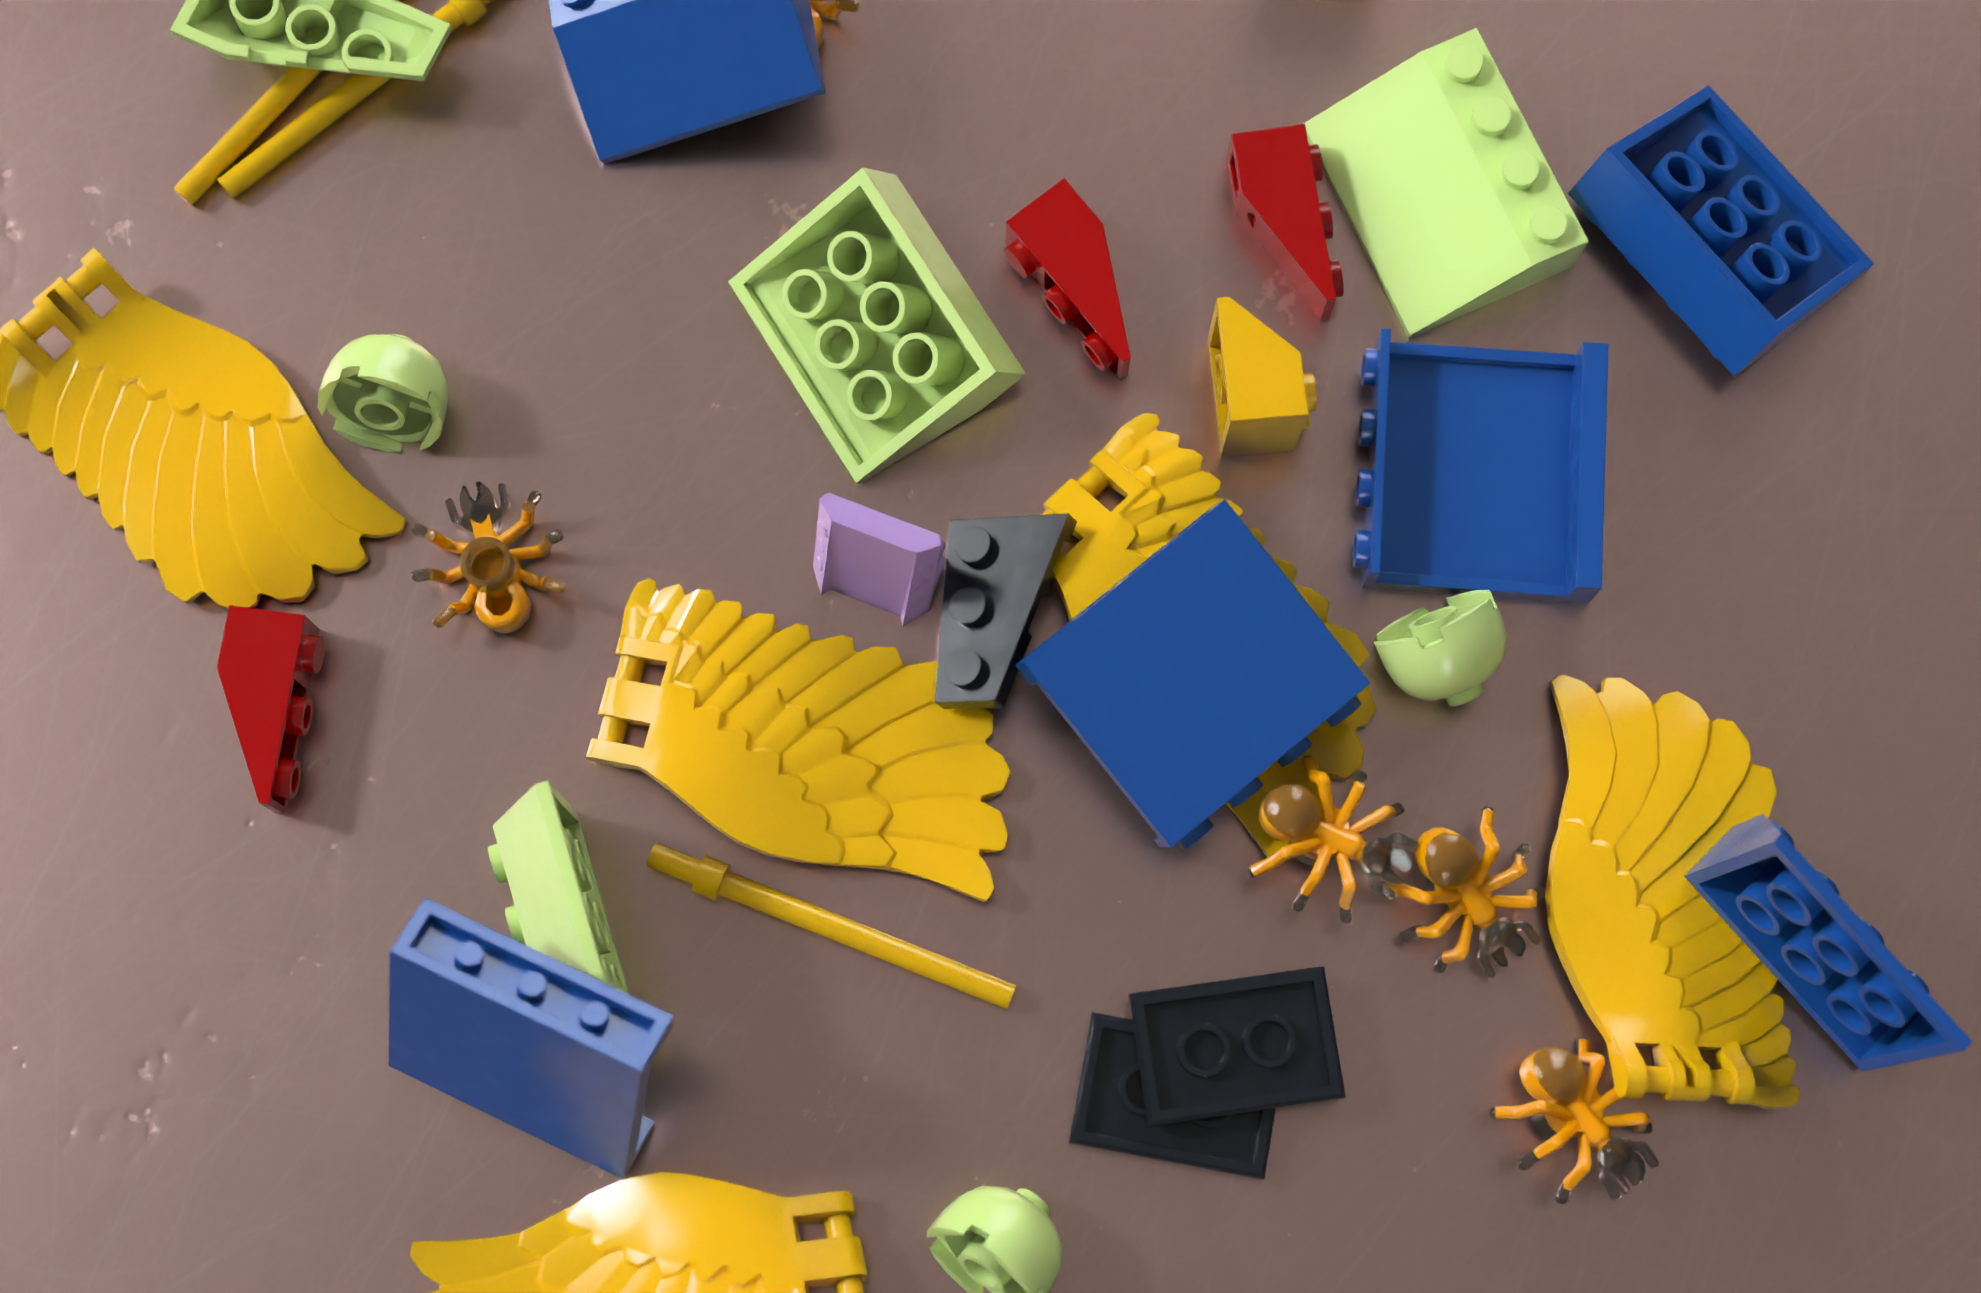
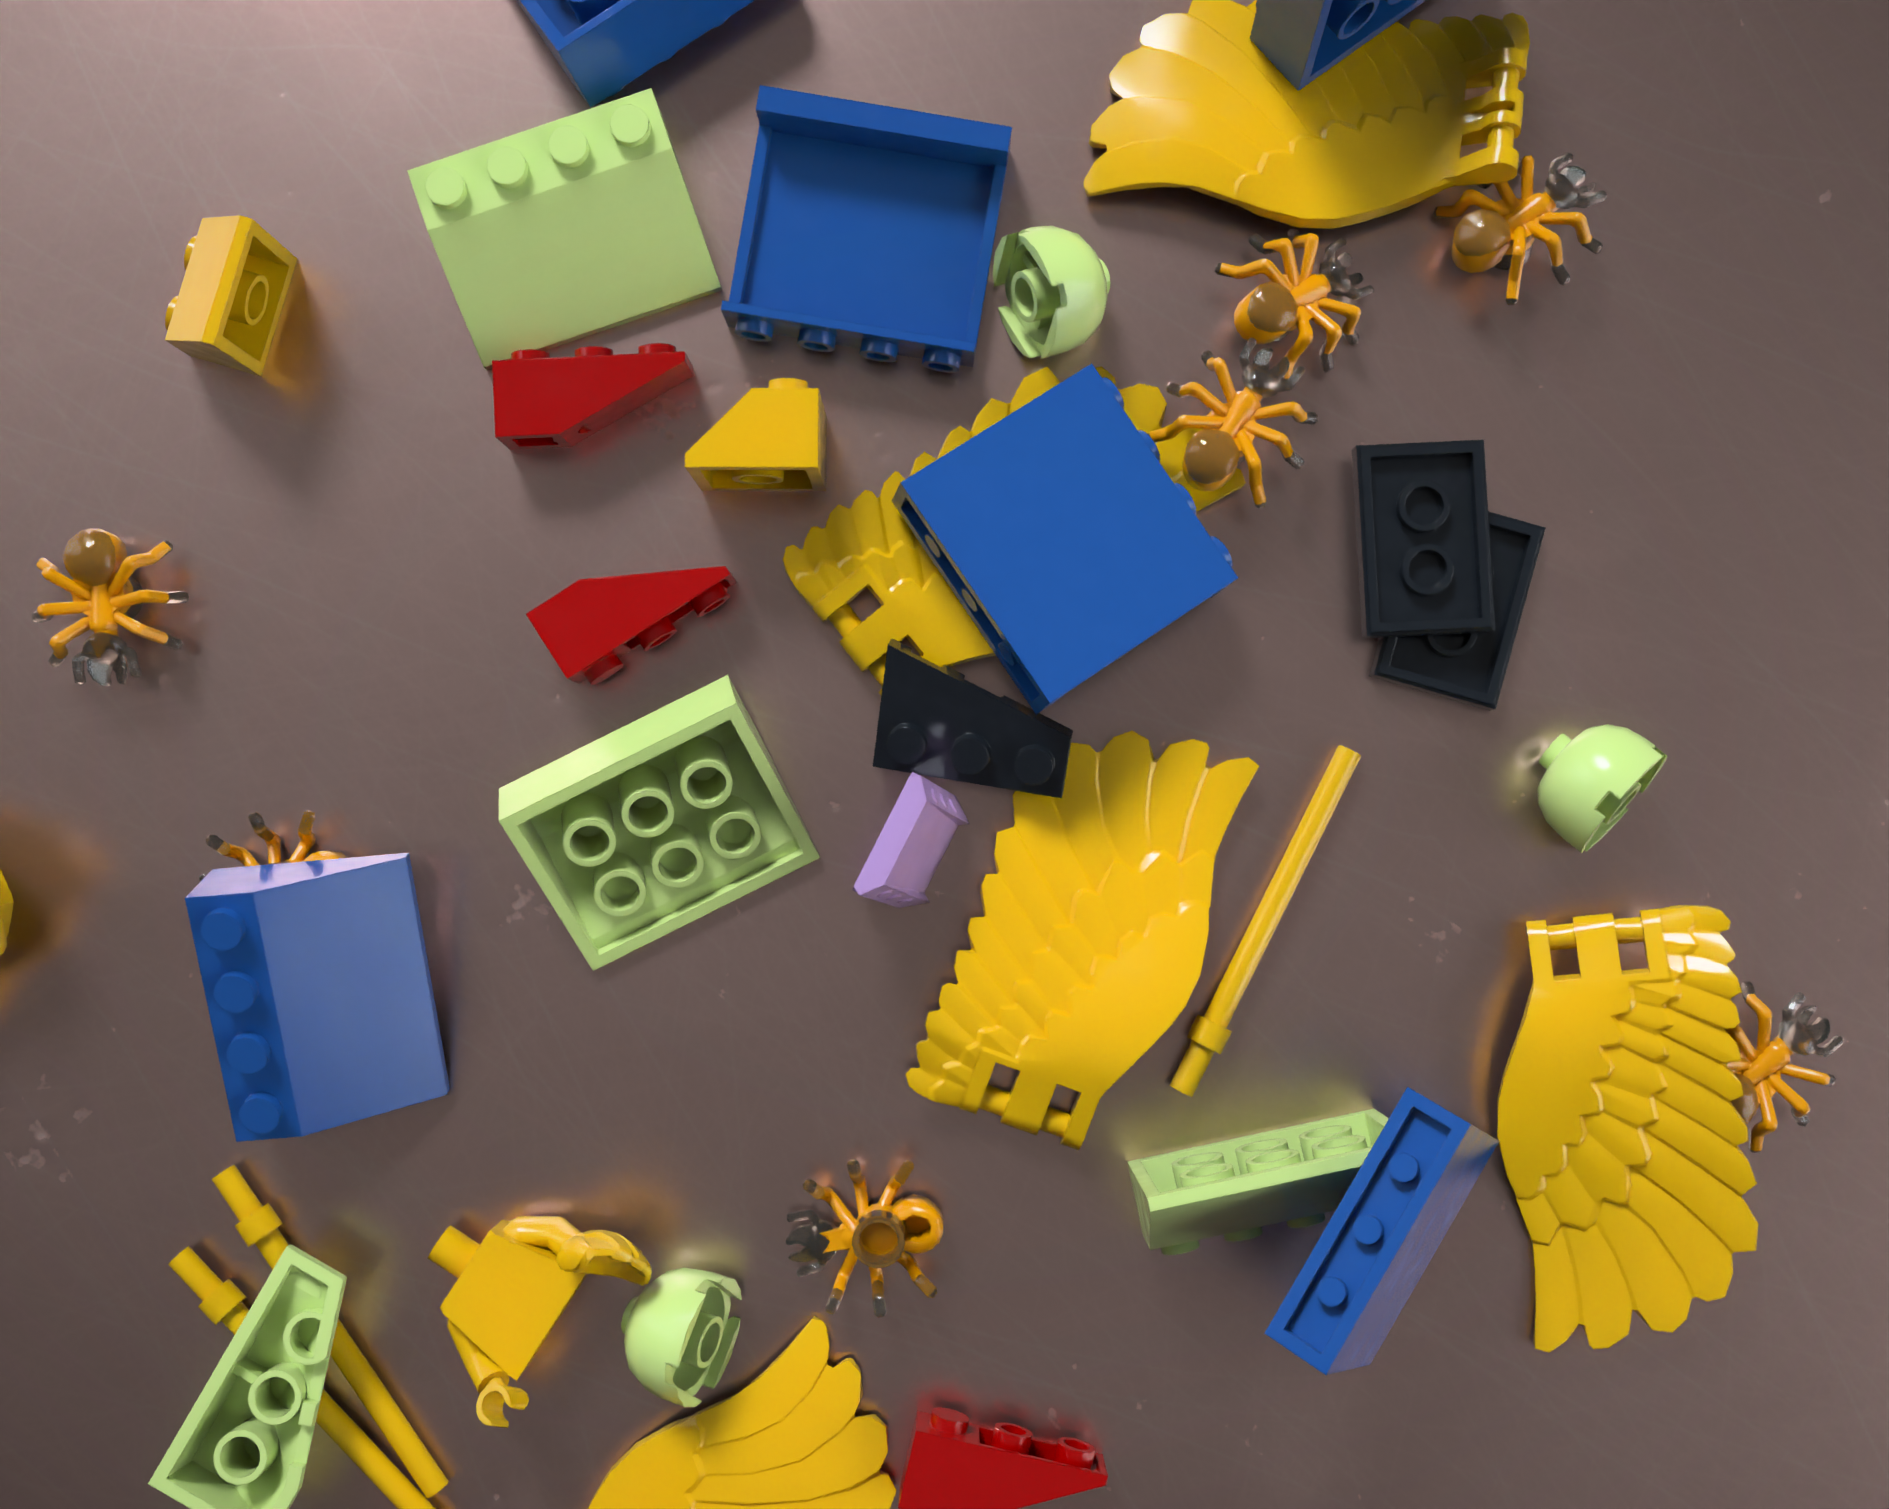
camera: 85 degrees left, 10 degrees up
(414, 238) = (515, 1293): none -> yellow torso

